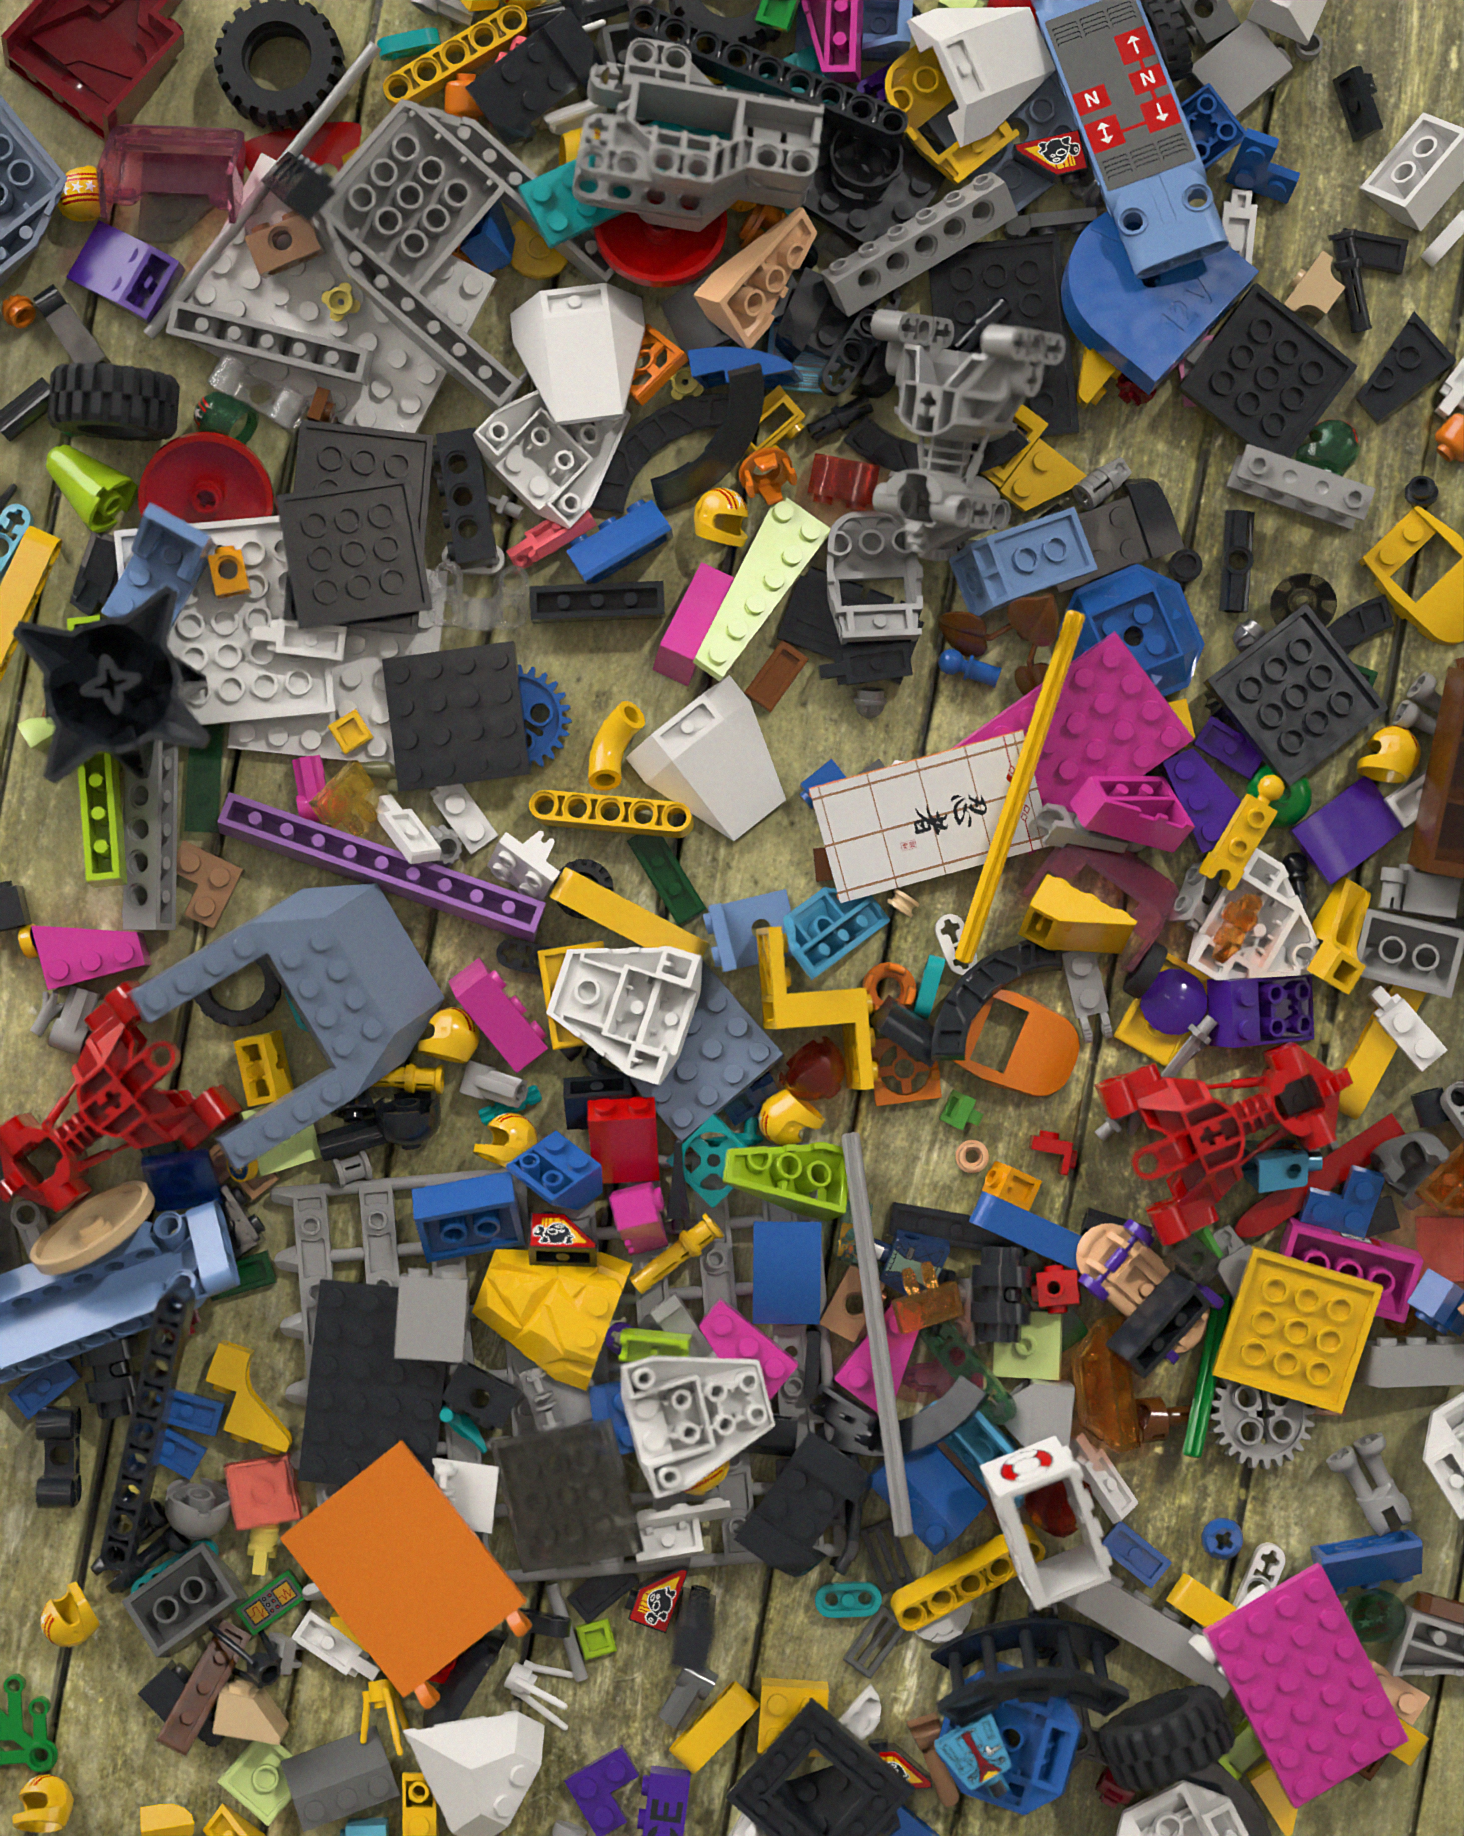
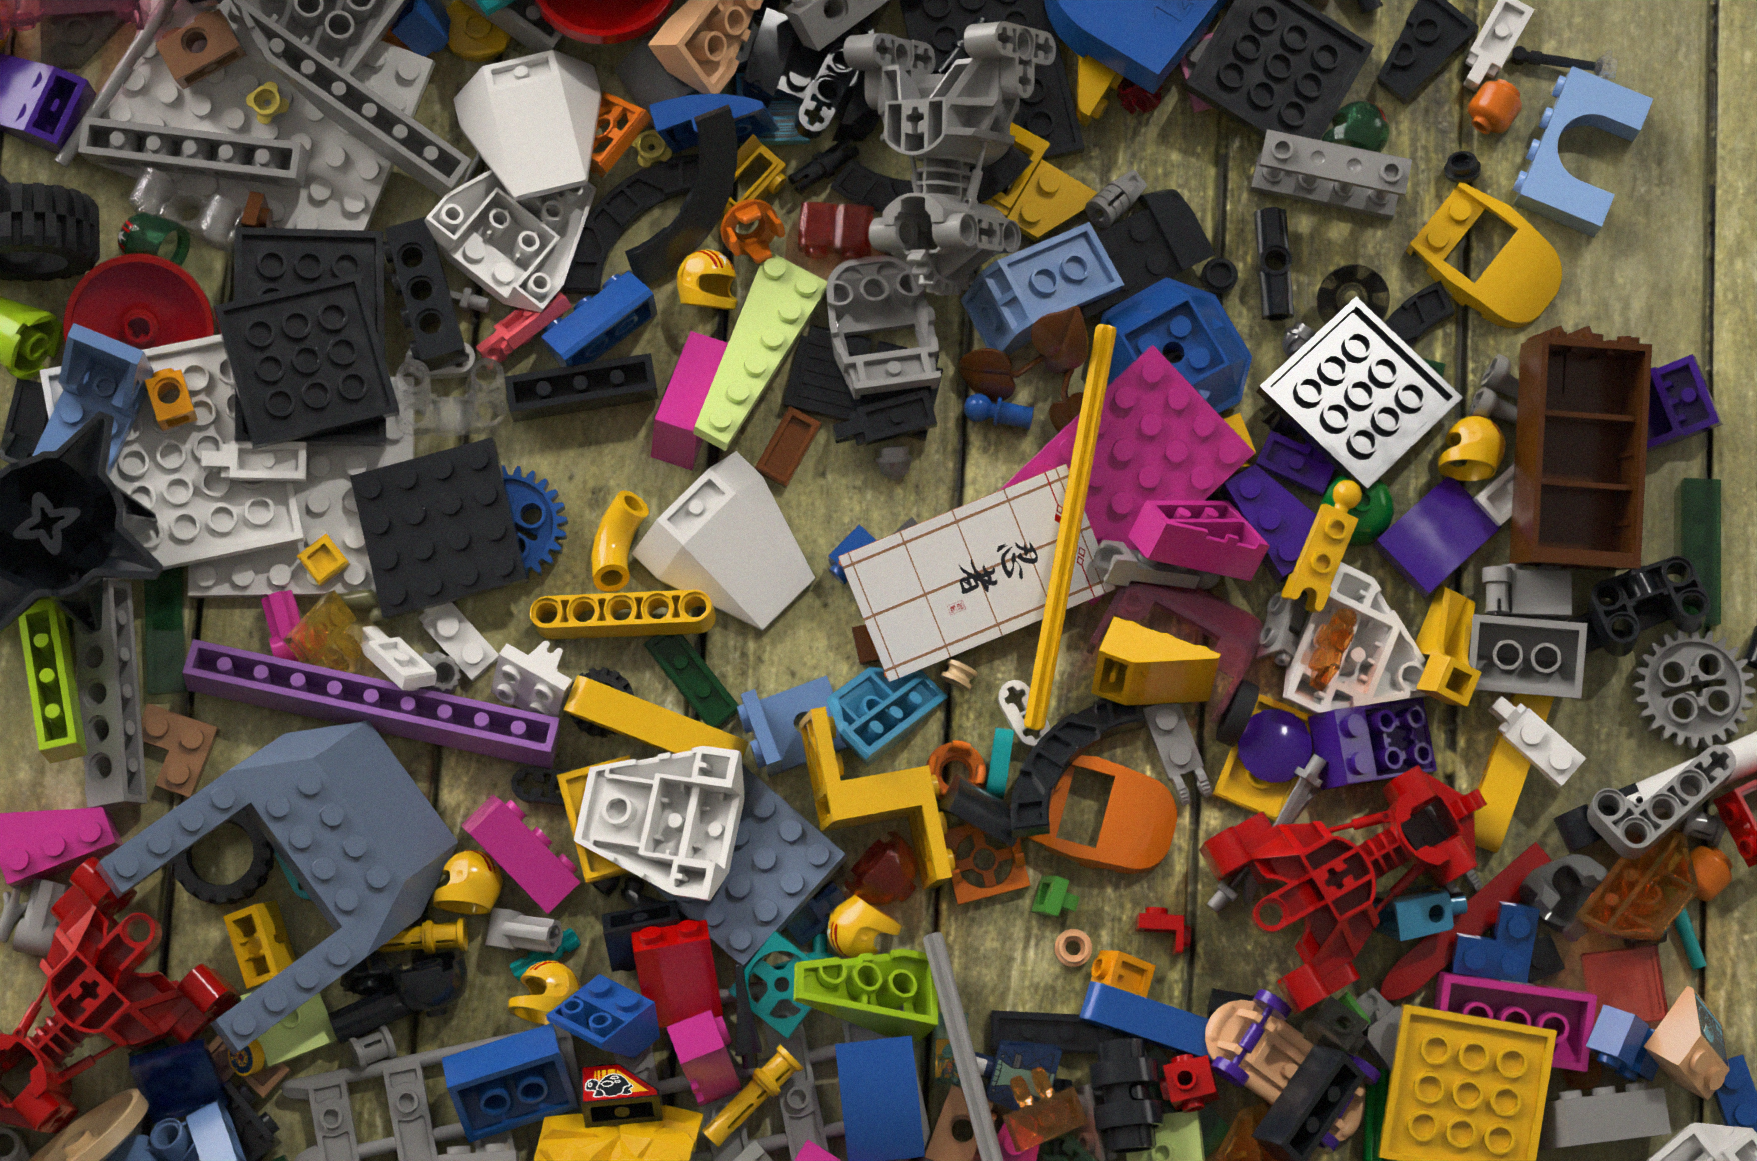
camera: 10 degrees left, 10 degrees down
(1296, 867) = (1390, 584): black bar -> none

